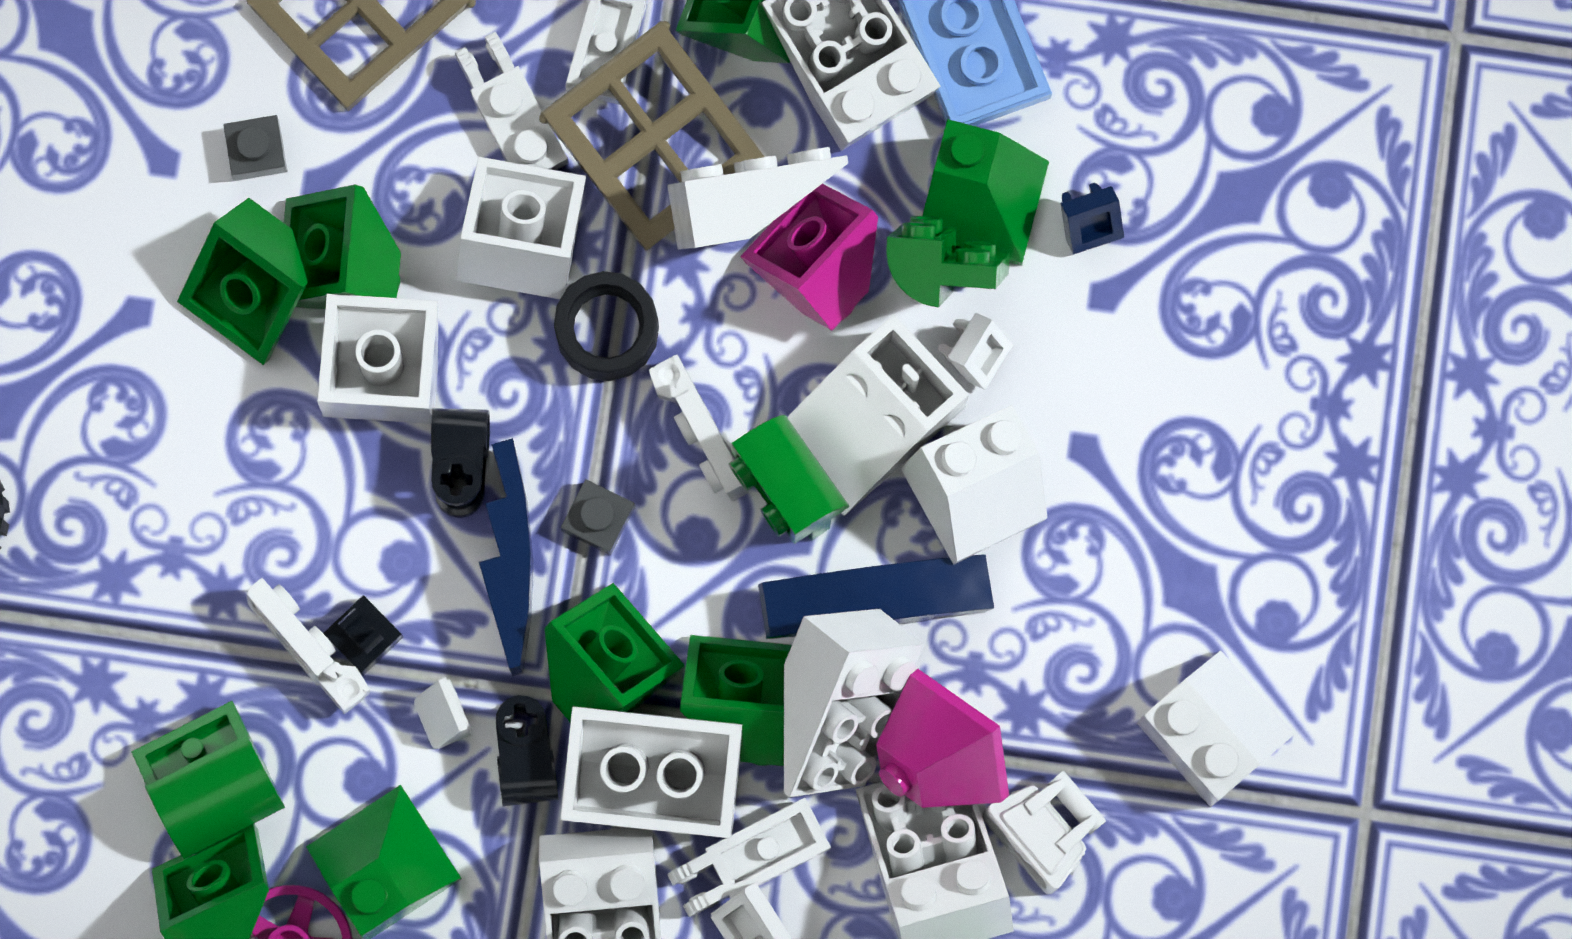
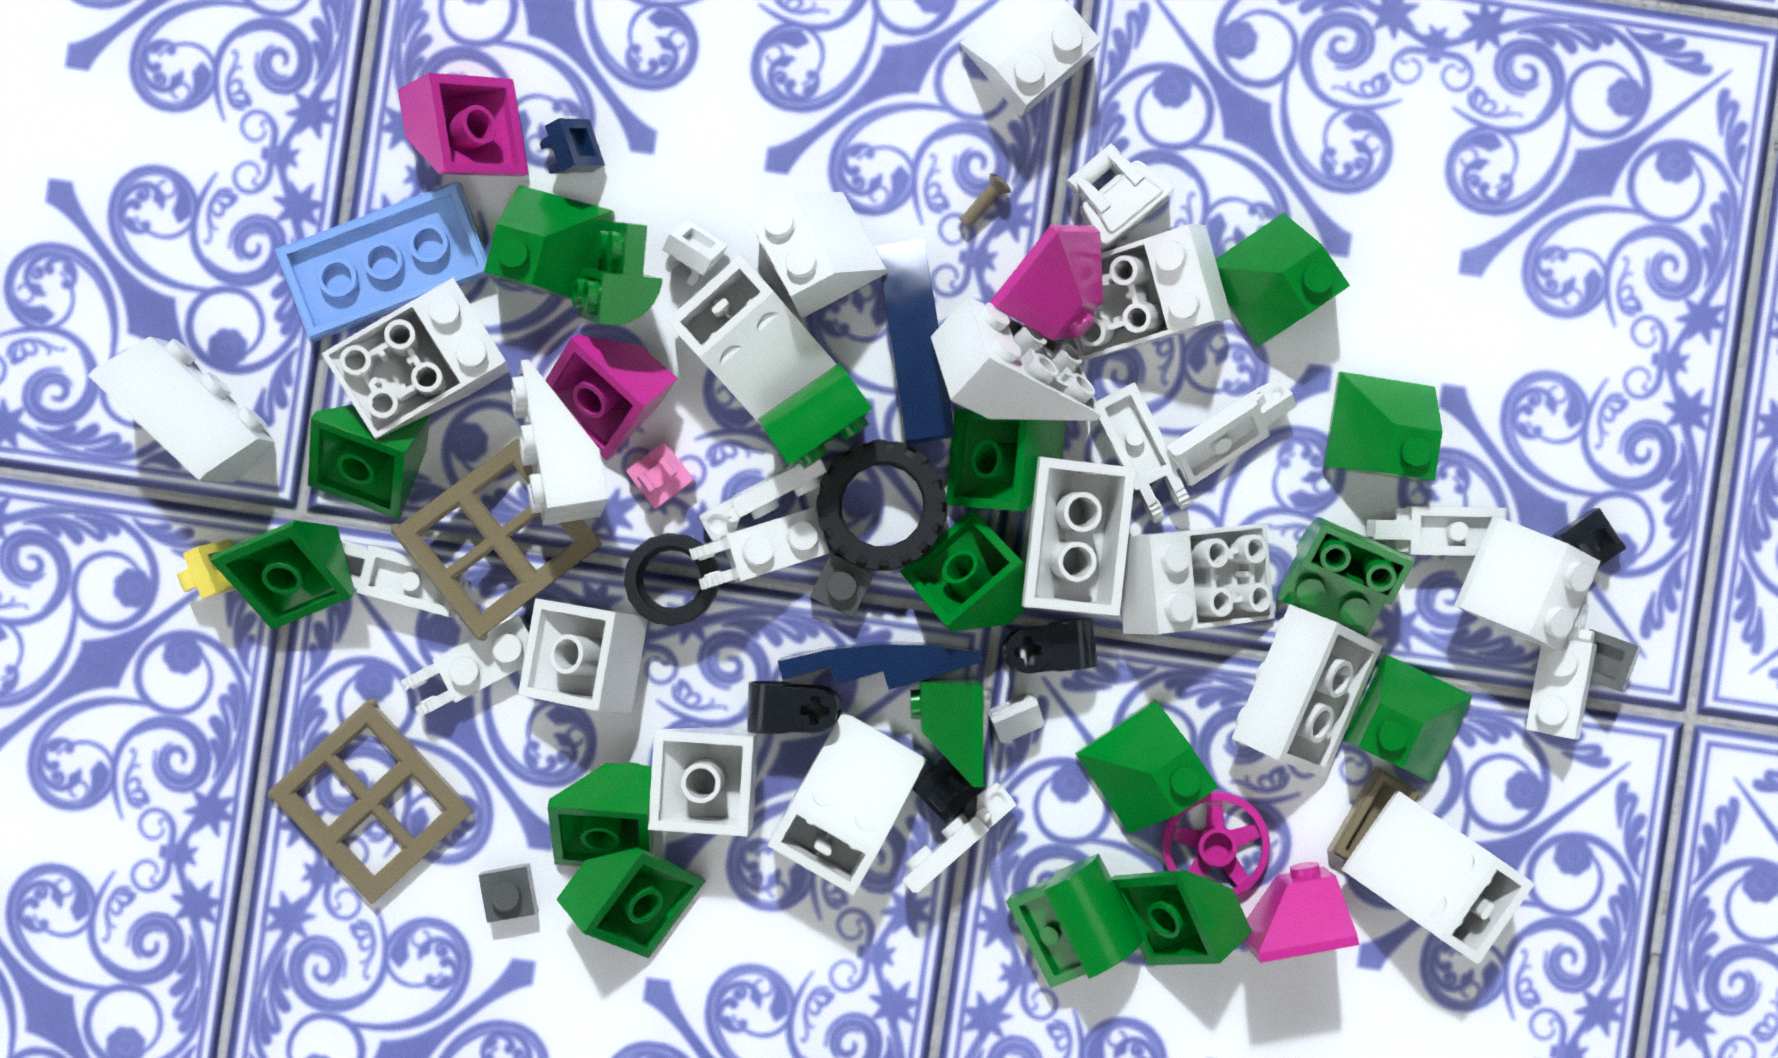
camera: 80 degrees left, 10 degrees up
(350, 518) = (847, 803): none -> white slope
(439, 637) = (953, 721): none -> green slope
(641, 428) = (765, 547): none -> white hinge
(711, 507) = (843, 471): none -> black tyre
(723, 314) = (660, 475): none -> bright pink tile
(1055, 692) = (987, 197): none -> dark tan piece
(1111, 102) = (464, 124): none -> dark pink slope

